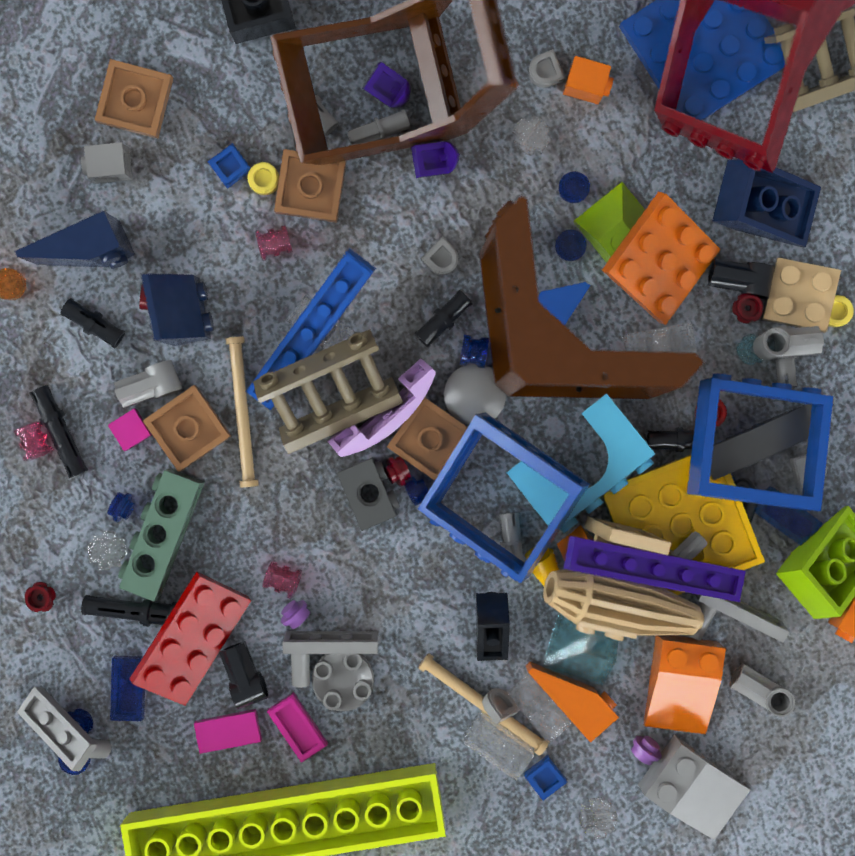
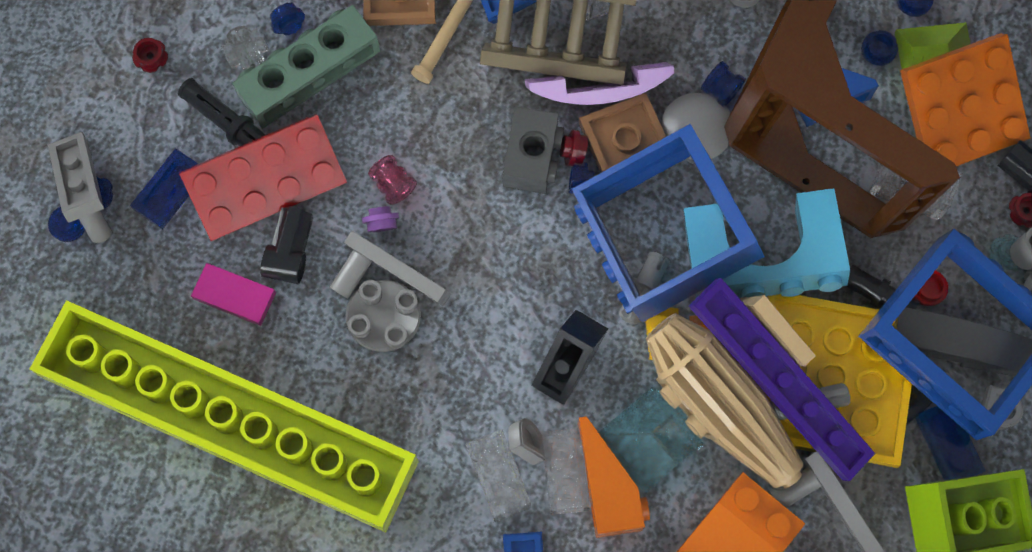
camera: 35 degrees right, 15 degrees down
(297, 727) = (304, 335): dark pink tile -> none
(428, 664) = (501, 411): tan bar -> none
(443, 318) = (711, 38): black pin -> none

